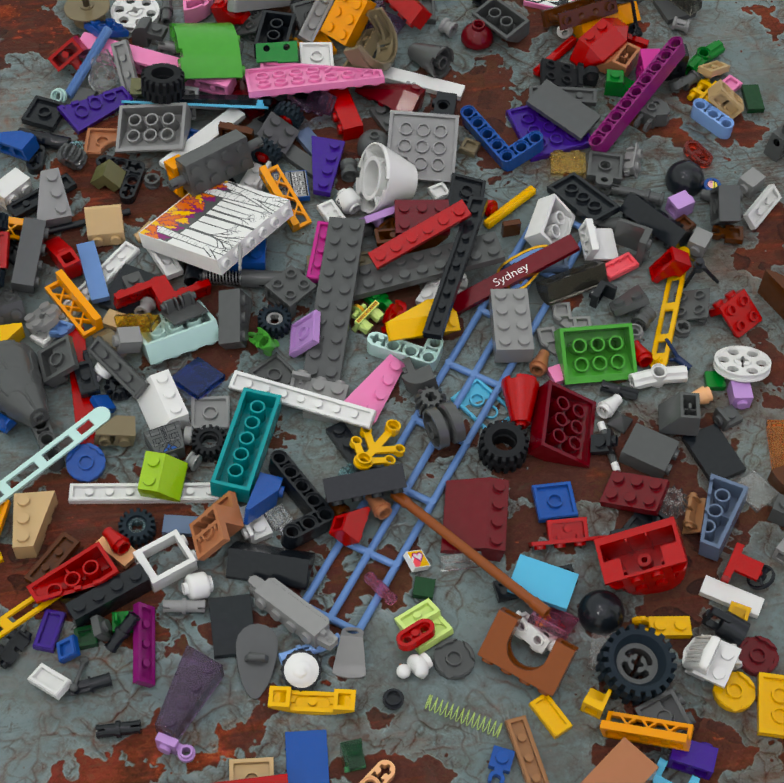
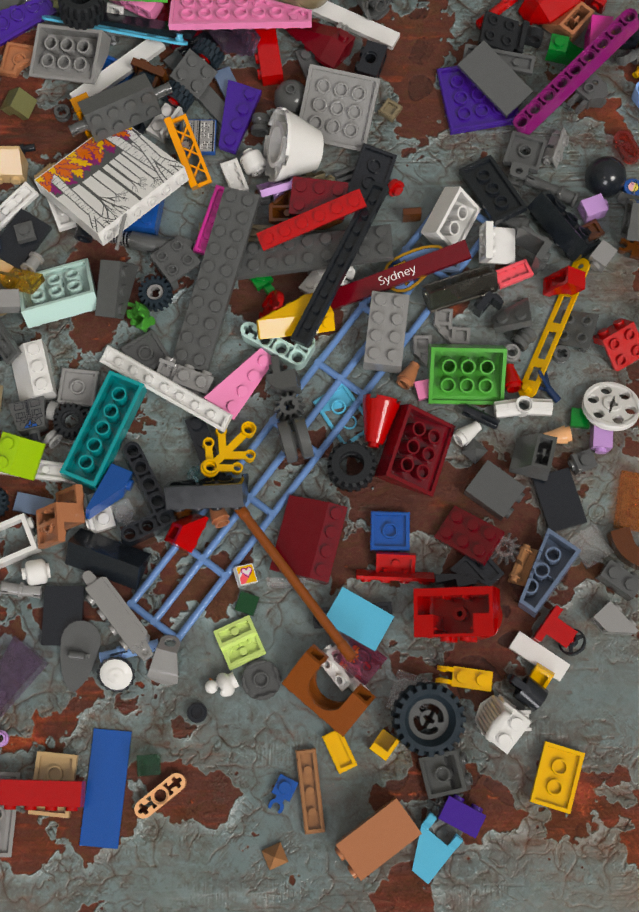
camera: 15 degrees right, 20 degrees up
(131, 174) = (42, 103): black beam -> none
(159, 290) = (50, 249): red bracket -> none
(185, 310) = (65, 274): dark grey hinge -> none
(198, 378) = (71, 348): clear blue tile -> none
(304, 333) = (181, 314): lavender tile -> none
(311, 702) = (121, 703): yellow slope -> none
(363, 315) = (253, 296): yellowish green hips -> none
(380, 588) = (204, 600): clear pink axle -> none
(414, 635) = (228, 654): red plate -> none
(430, 699) = (230, 718): yellowish green piece -> none
(438, 190) = (347, 159): white tile -> none
(496, 147) = (416, 109): blue beam -> none
(509, 207) = (416, 188): yellow axle -> none
(567, 162) = (486, 142): clear yellow bracket -> none
(601, 612) = (409, 655): black piece -> none
(603, 443) = (451, 475): black bracket -> none
(612, 457) = (456, 477): bar -> none
(647, 734) = (423, 794): light orange fence -> none
(698, 267) = (592, 289): black plant -> none
(737, 695) = (521, 757): yellow tile -> none
(758, 655) = (550, 721): dark red tile -> none

